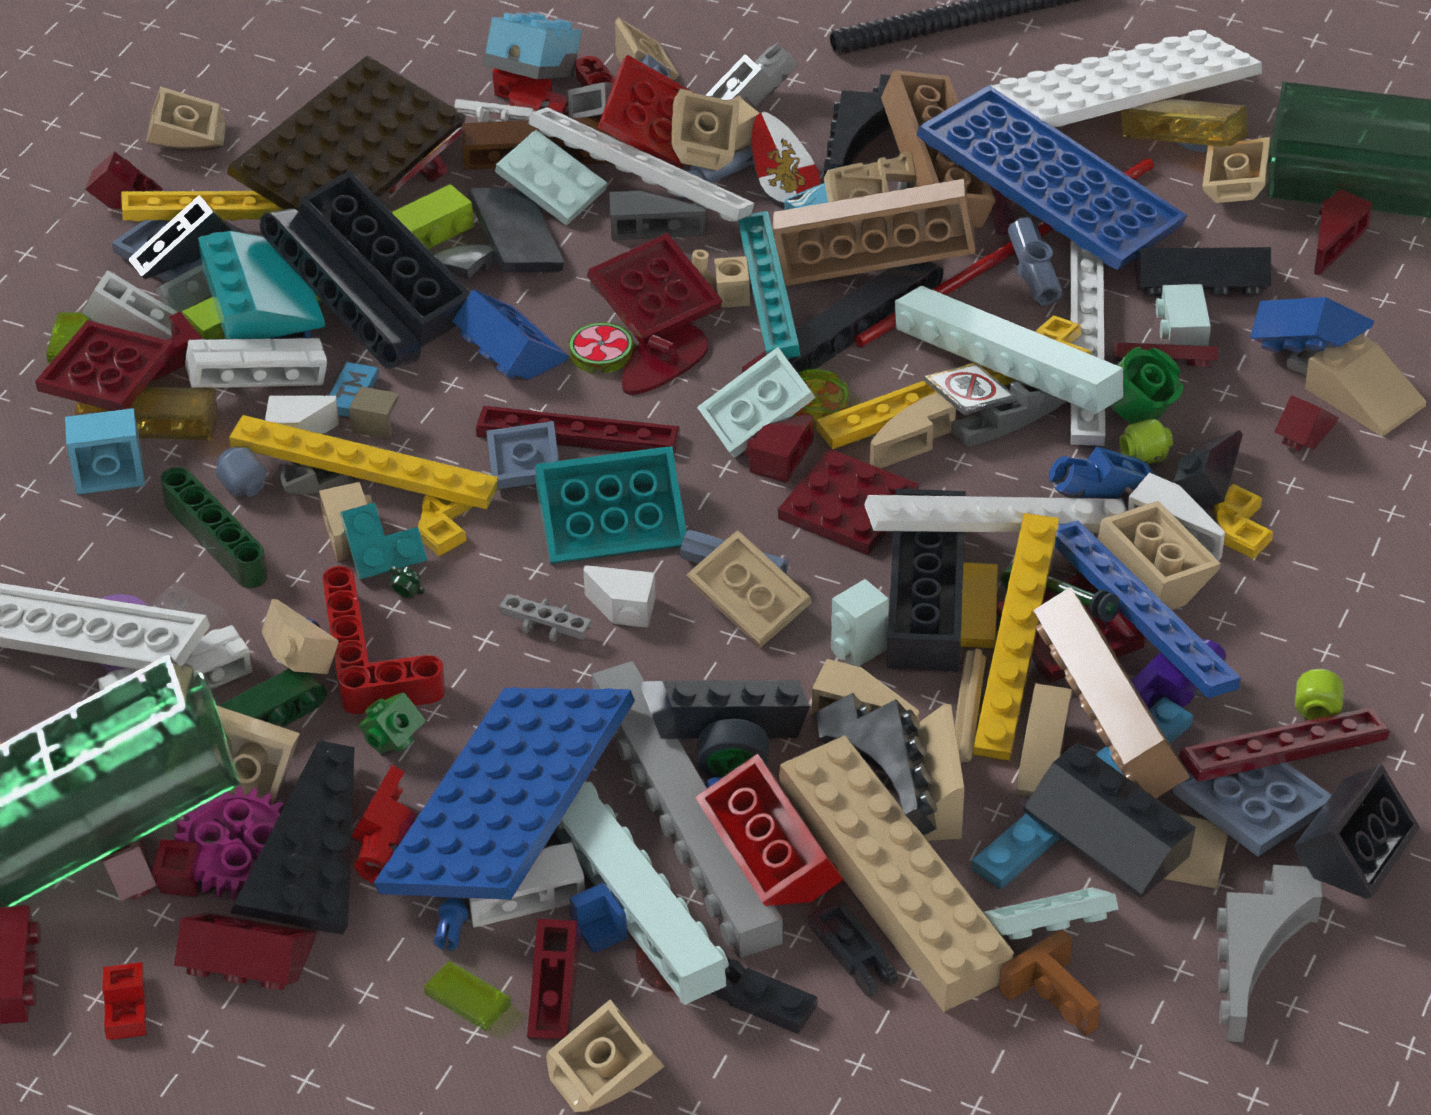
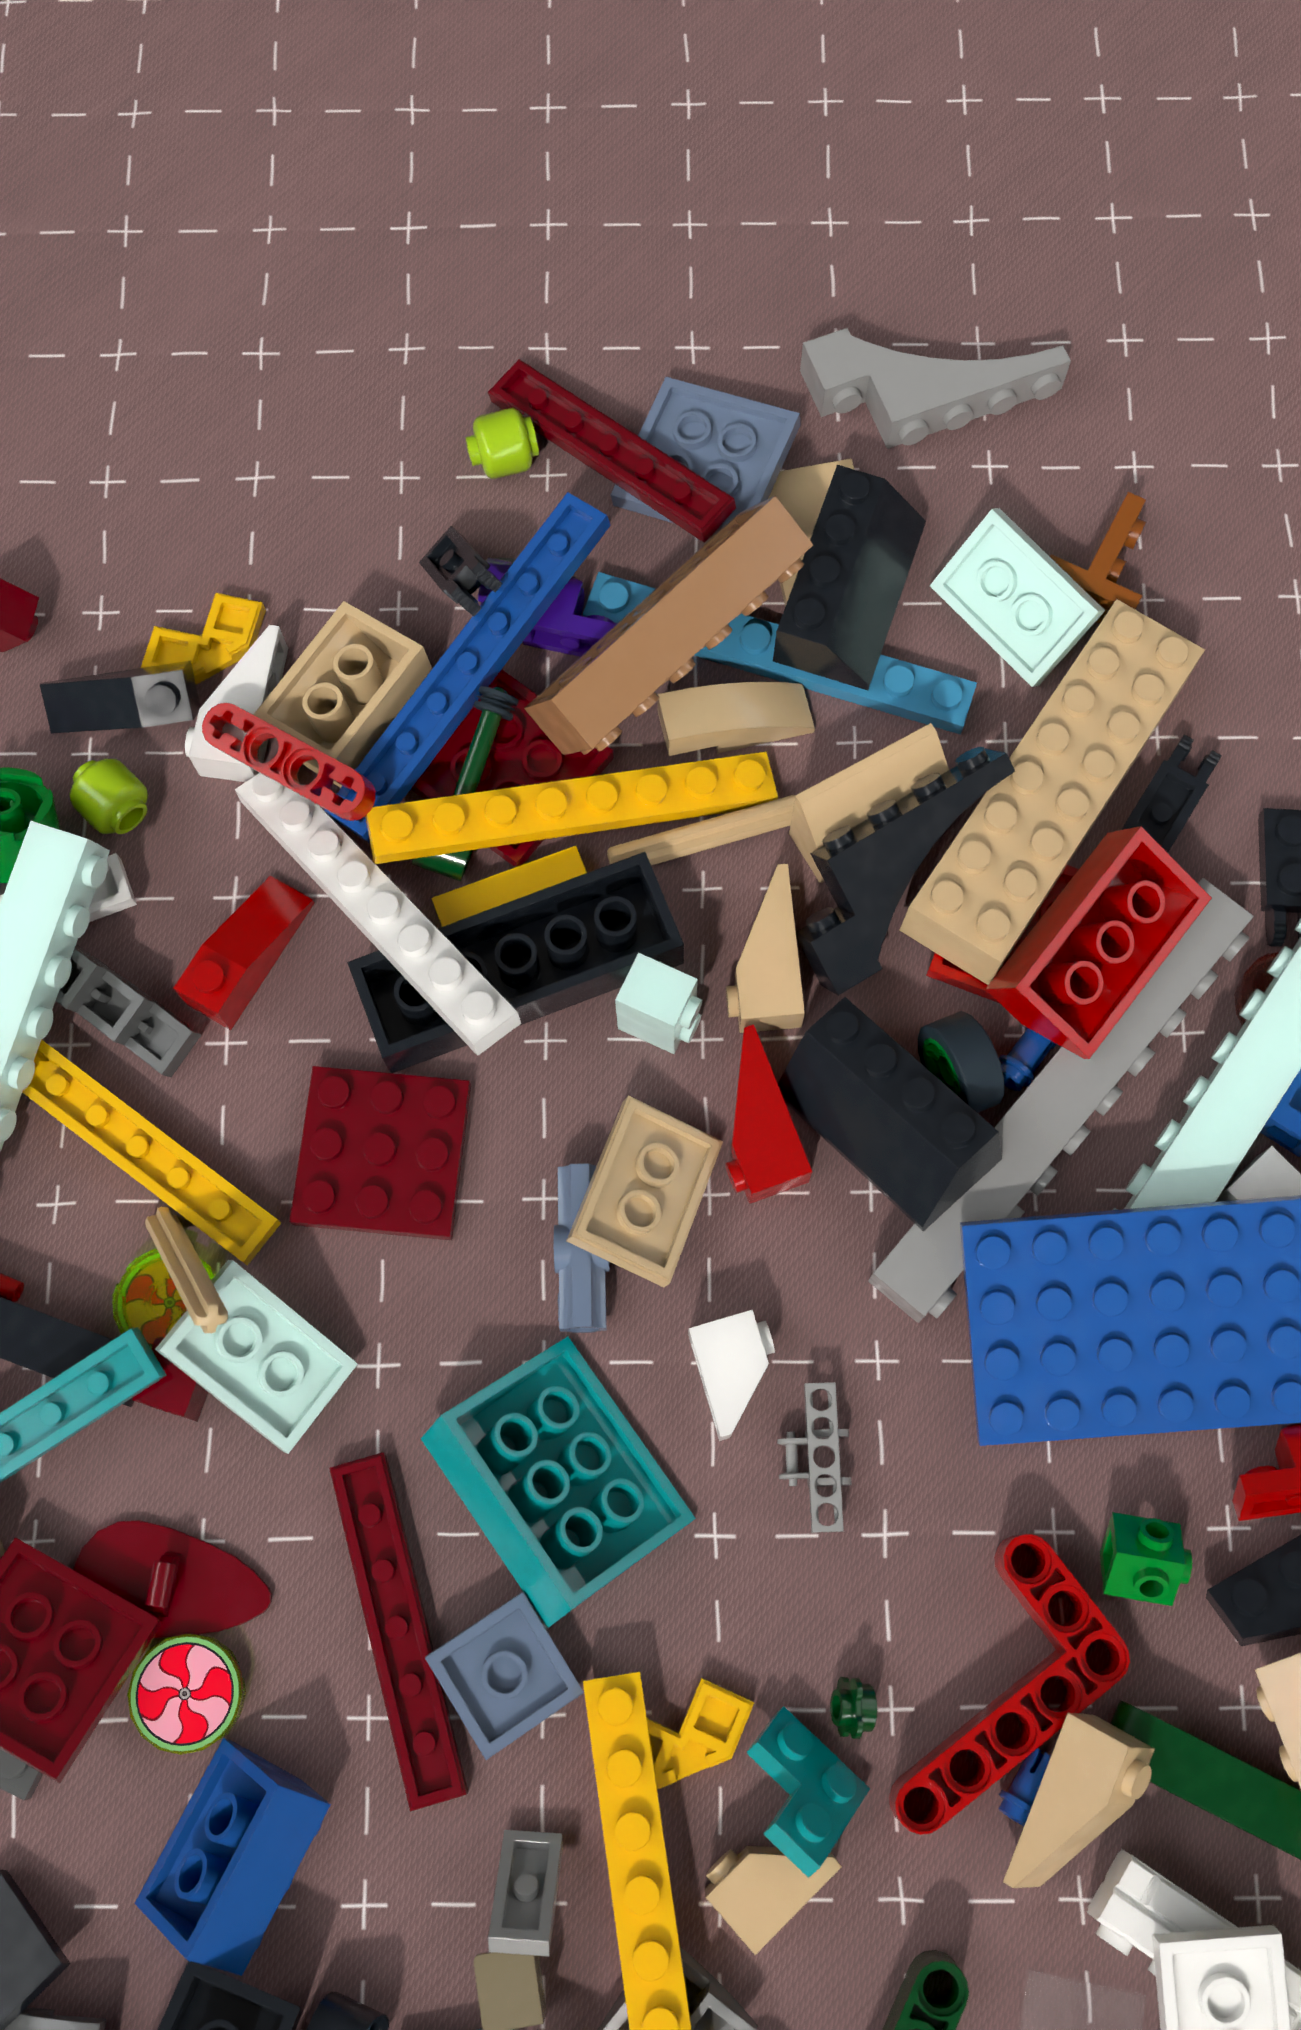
camera: 115 degrees left, 30 degrees up
(413, 424) = (525, 1893): none -> light grey plate
(753, 655) = (764, 1139): none -> red slope
(780, 447) = (324, 1289): dark red slope -> none
(817, 375) = (186, 1270): none -> tan axle
(912, 431) = (204, 1117): tan slope -> none
(970, 389) = (99, 1061): piece -> none
(1002, 464) = (242, 952): none -> red slope
(1100, 476) = (213, 818): blue plate -> none
(1111, 497) = (288, 760): none -> red beam
(1214, 625) = (459, 569): none -> black hinge
(1358, 833) = (732, 323): black slope -> none

